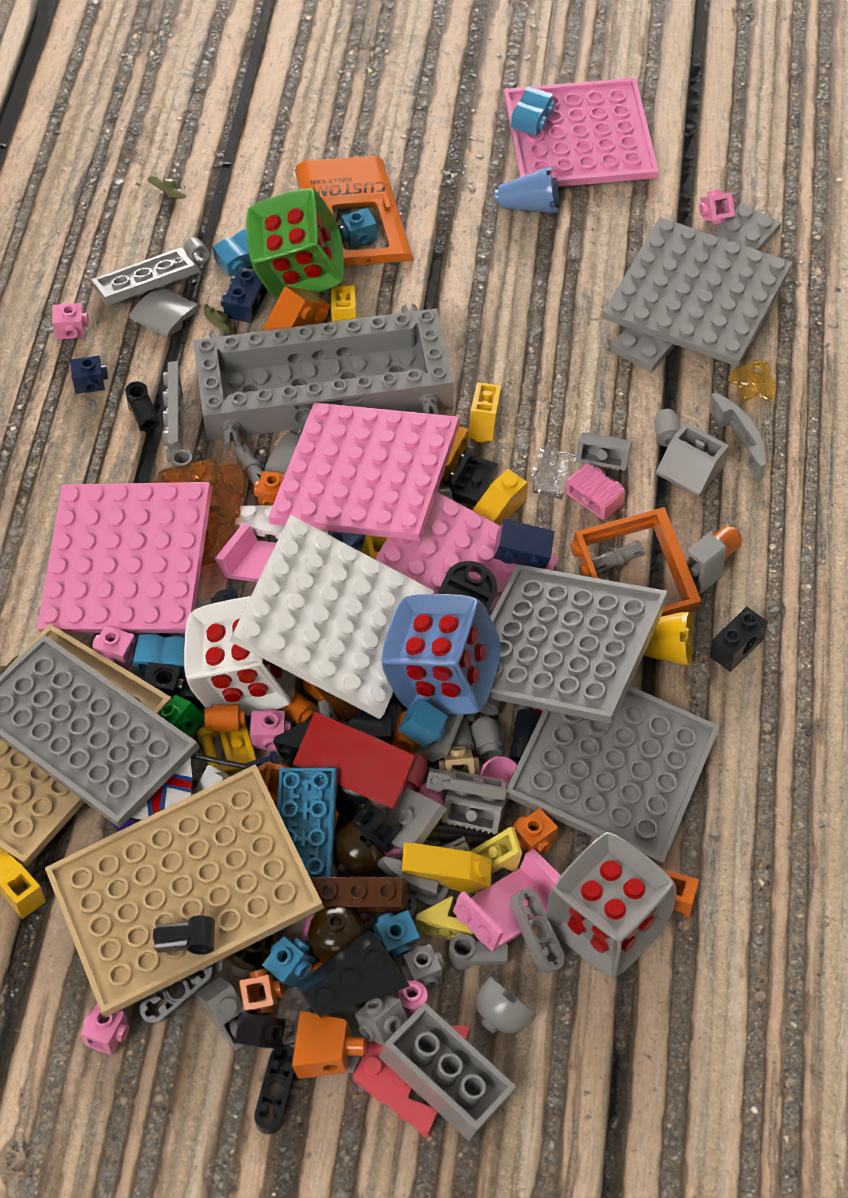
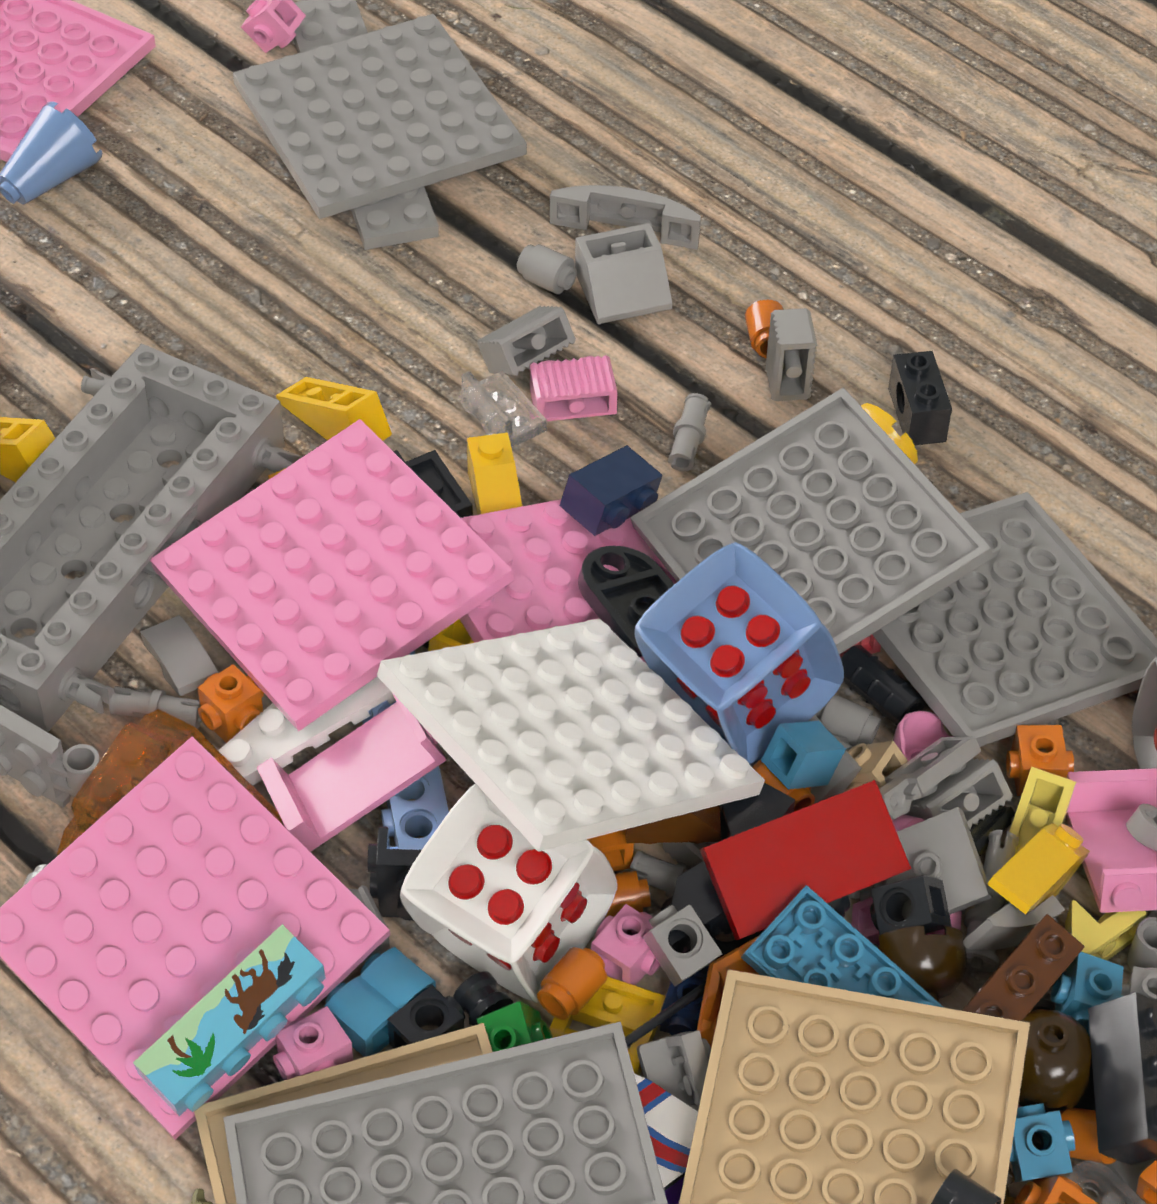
camera: 55 degrees left, 5 degrees down
(91, 603) = (231, 1021): none -> brick
(274, 753) = (681, 965): none -> light grey brick
(668, 541) = (733, 367): orange window -> none
(752, 383) = (555, 161): clear yellow plate -> none

